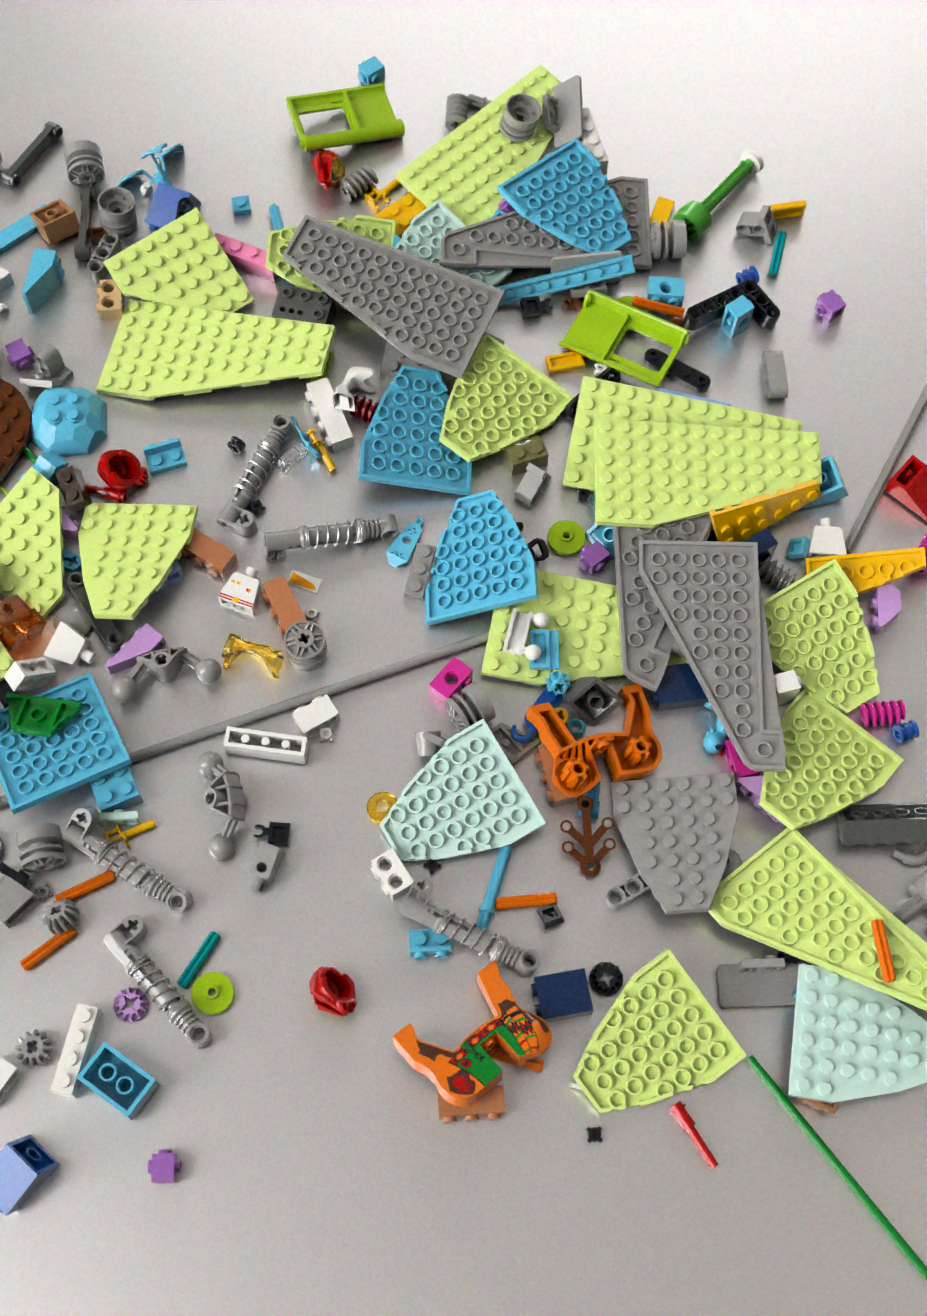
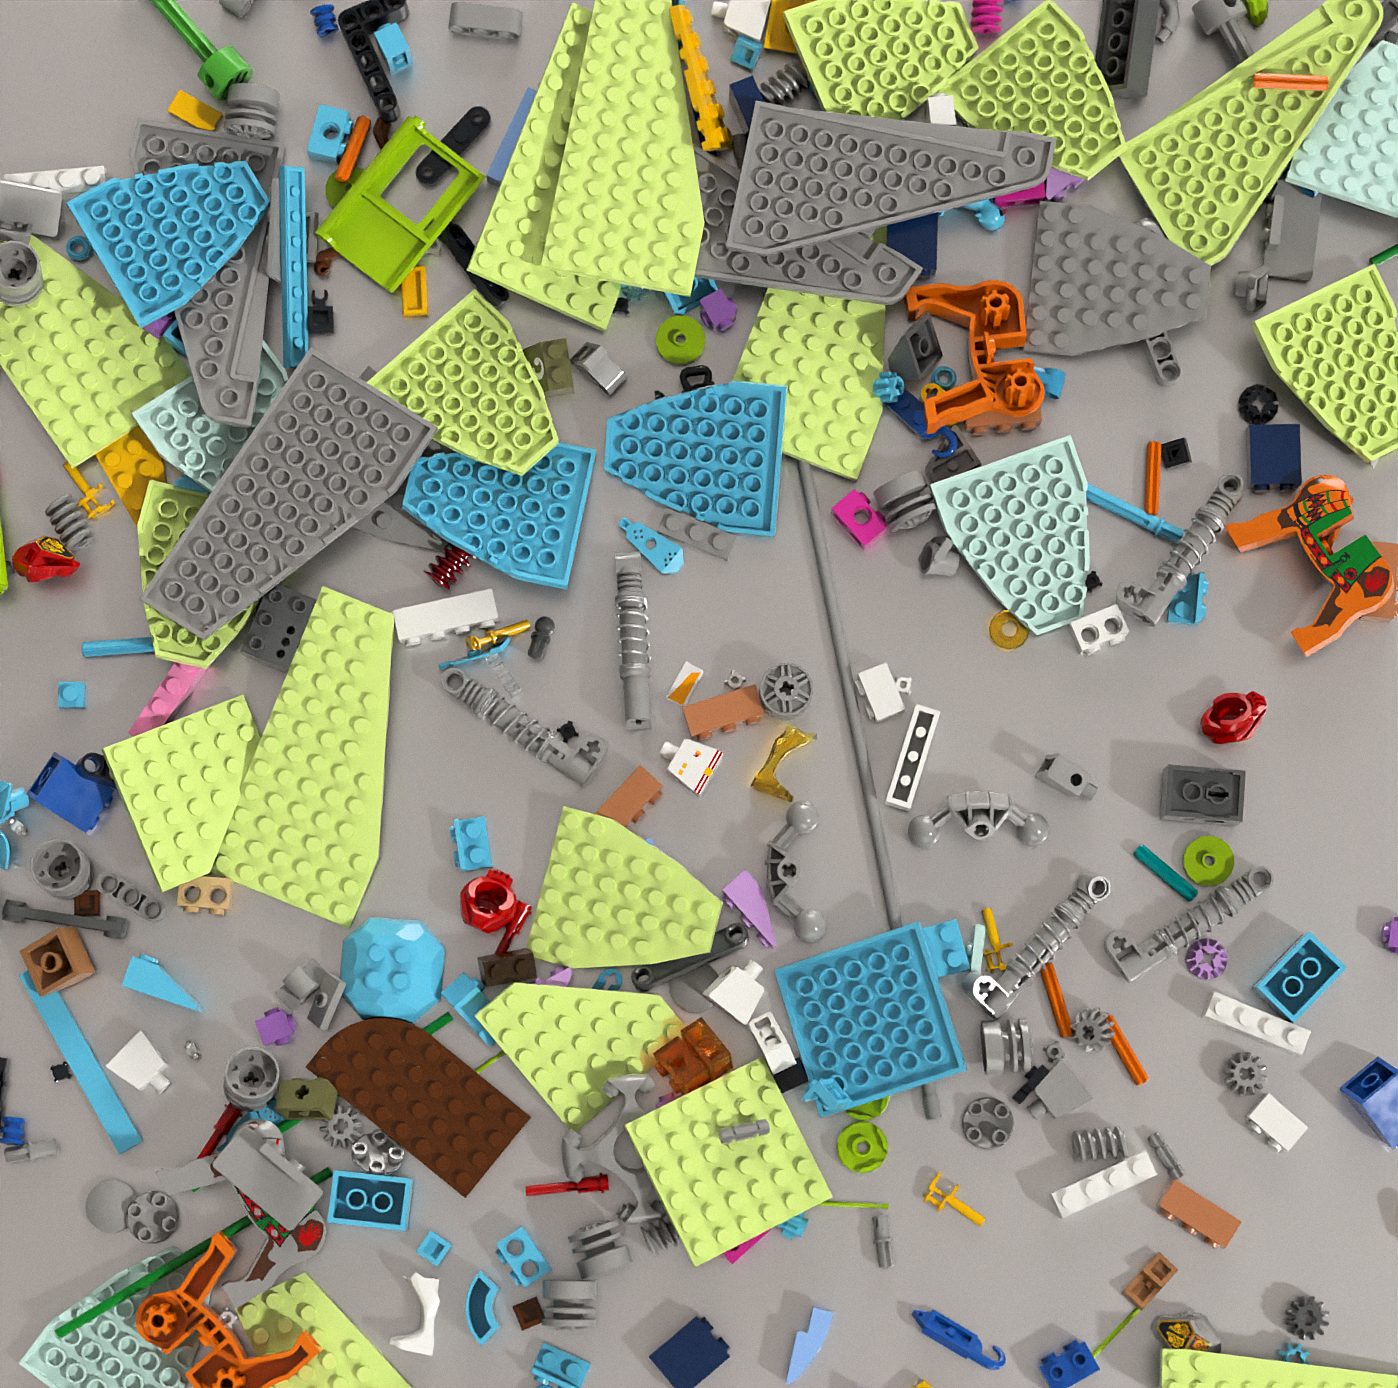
camera: 80 degrees left, 15 degrees up
(39, 714) = (833, 1033): green wing -> none
(236, 444) = (470, 746): black bush -> none
(263, 975) = (1202, 795): none -> dark grey piece
(277, 833) = (1024, 761): black plate -> none
(333, 481) = (540, 637): none -> dark grey axle
(356, 378) = (396, 574): white animal -> none
(518, 632) = (822, 421): white gear -> none
(549, 646) = (845, 395): medium azure plate -> none
(588, 840) = (1093, 389): reddish brown plant -> none
(705, 957) = (1253, 287): none -> light grey piece

